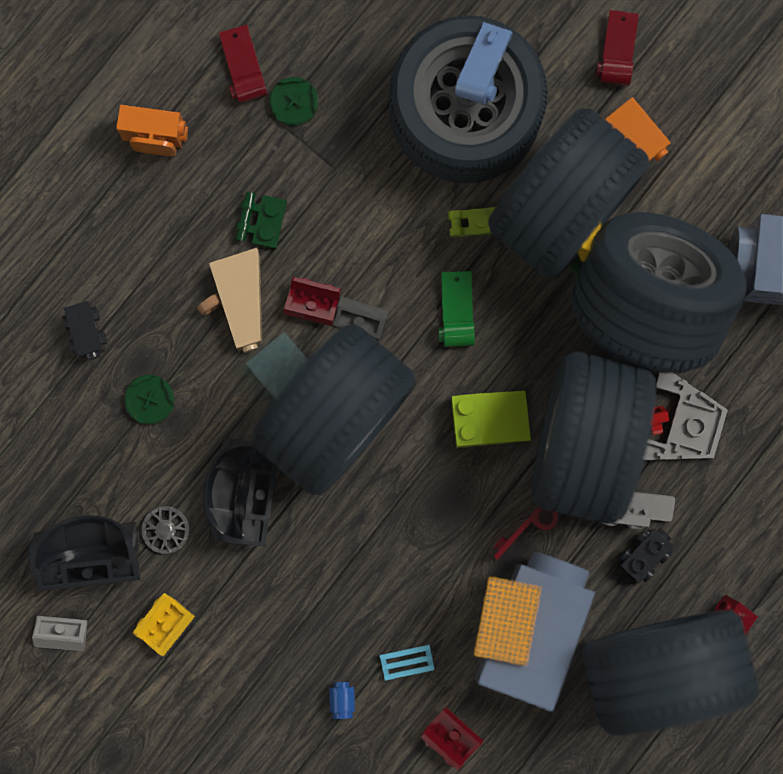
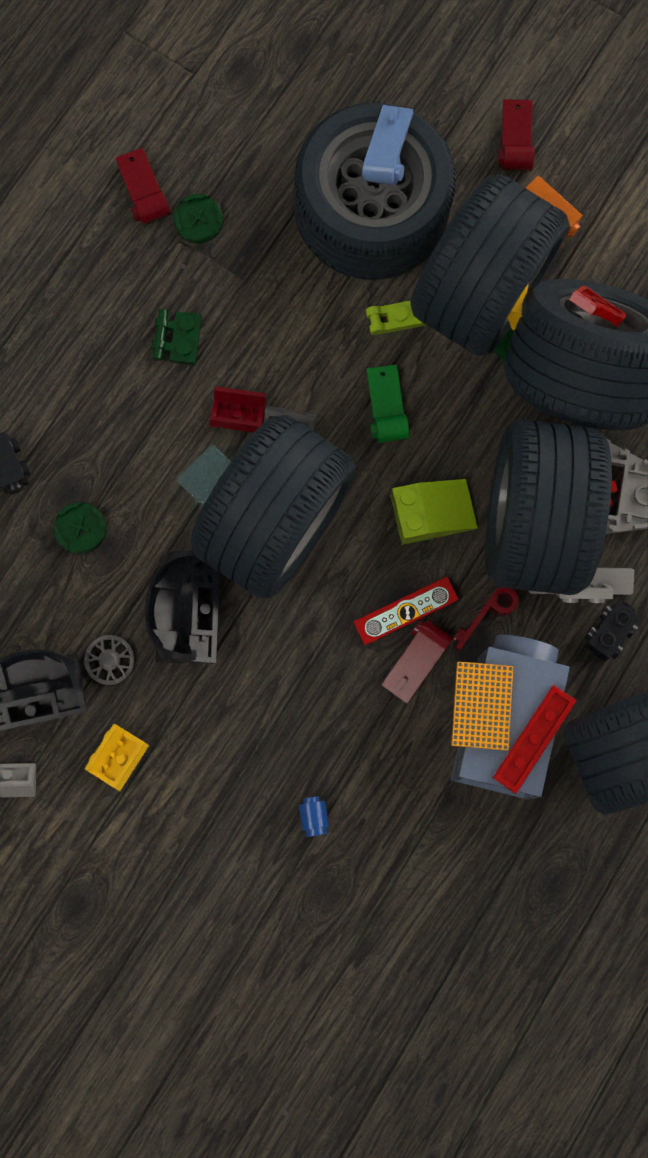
camera: 10 degrees left, 5 degrees down
(152, 130) = (56, 255): orange brick -> none
(209, 305) = (132, 425): medium nougat tile -> none
(240, 295) = (162, 408): tan slope -> none
(428, 657) = (399, 762): medium azure tile -> none
(451, 738) = (434, 844): dark red bracket -> none
(452, 514) = (405, 611): none -> tile
(457, 562) = (417, 660): none -> dark red door
(552, 657) = (534, 739): none -> red tile
(663, 248) = (597, 305): none -> red tile

